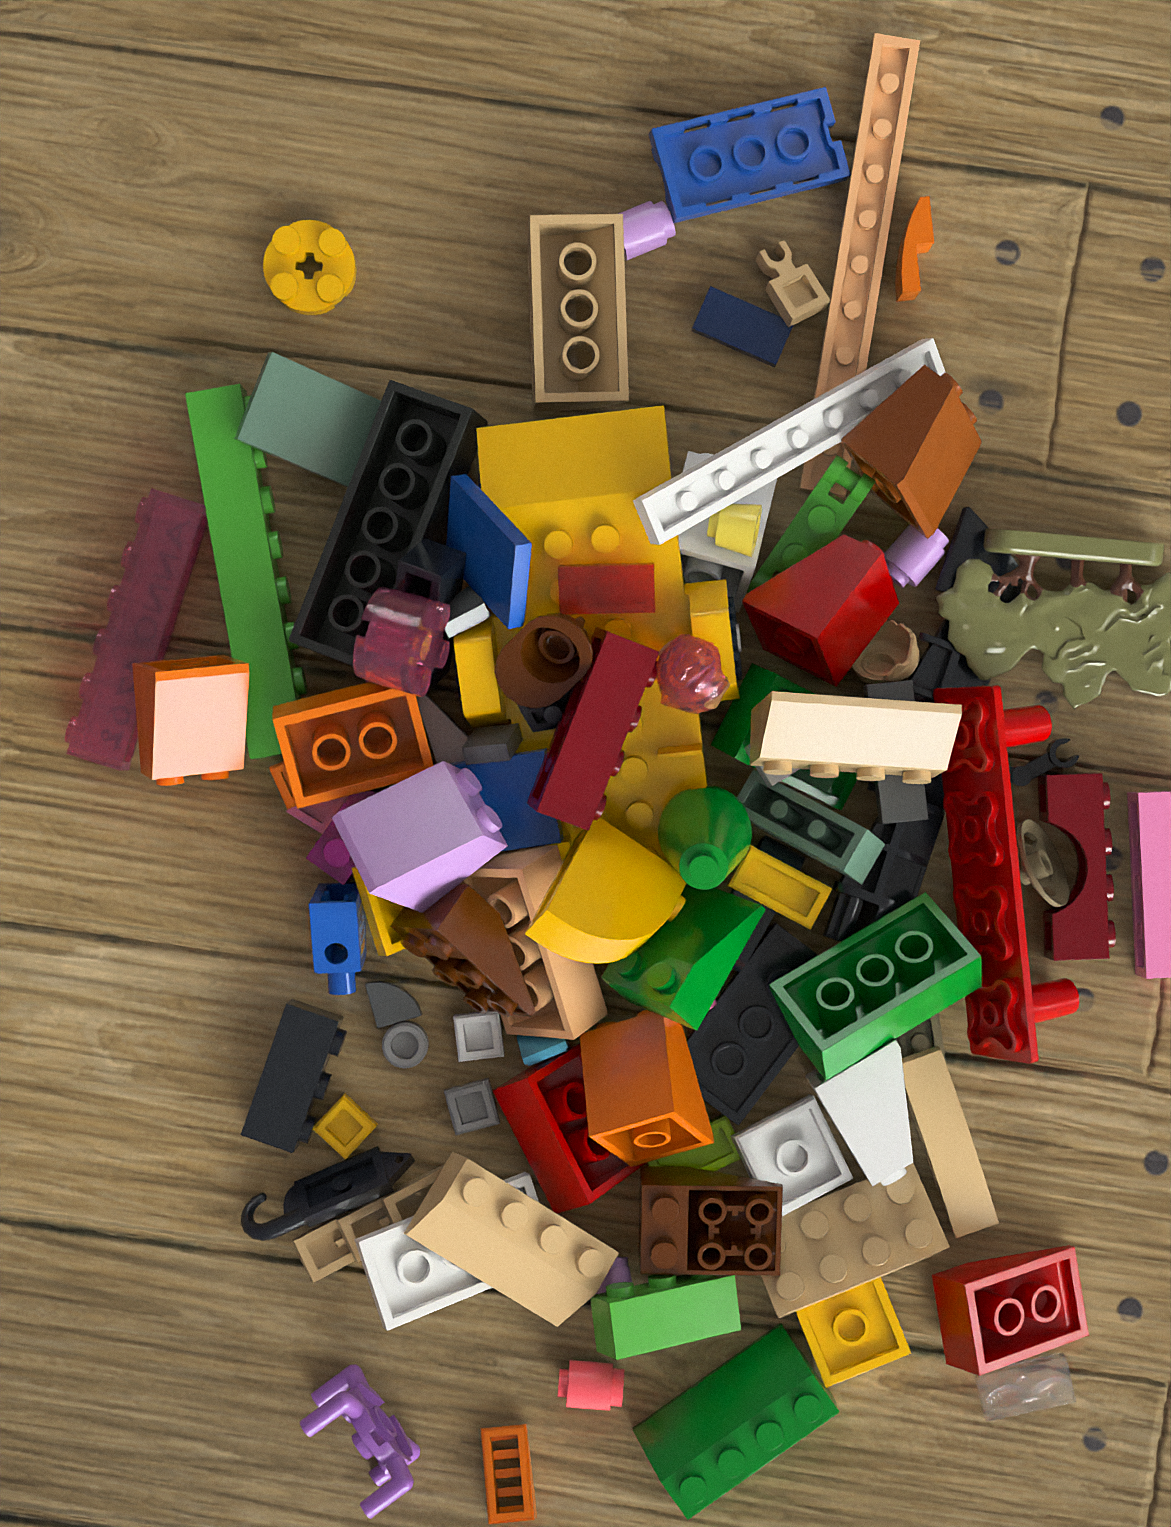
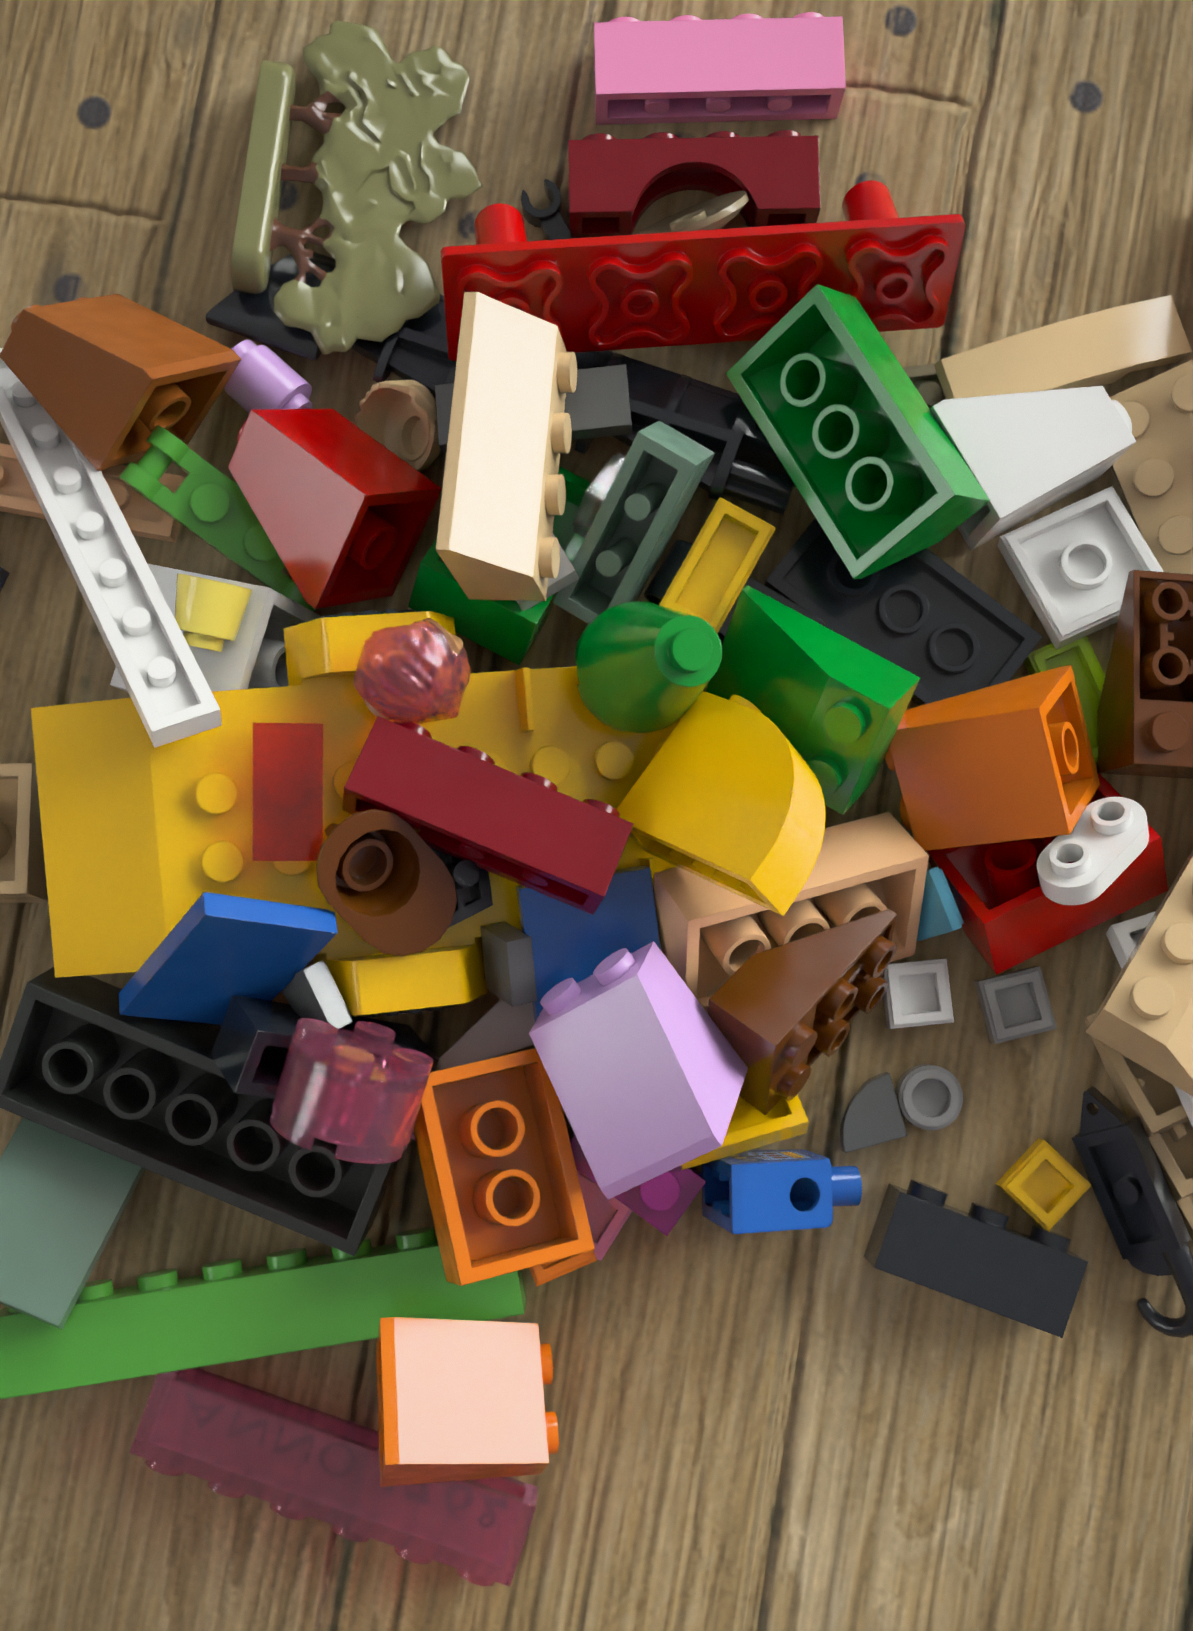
camera: 90 degrees left, 5 degrees down
(582, 1161) = (1101, 844): none -> white plate
(833, 802) = (595, 495): none -> clear tile

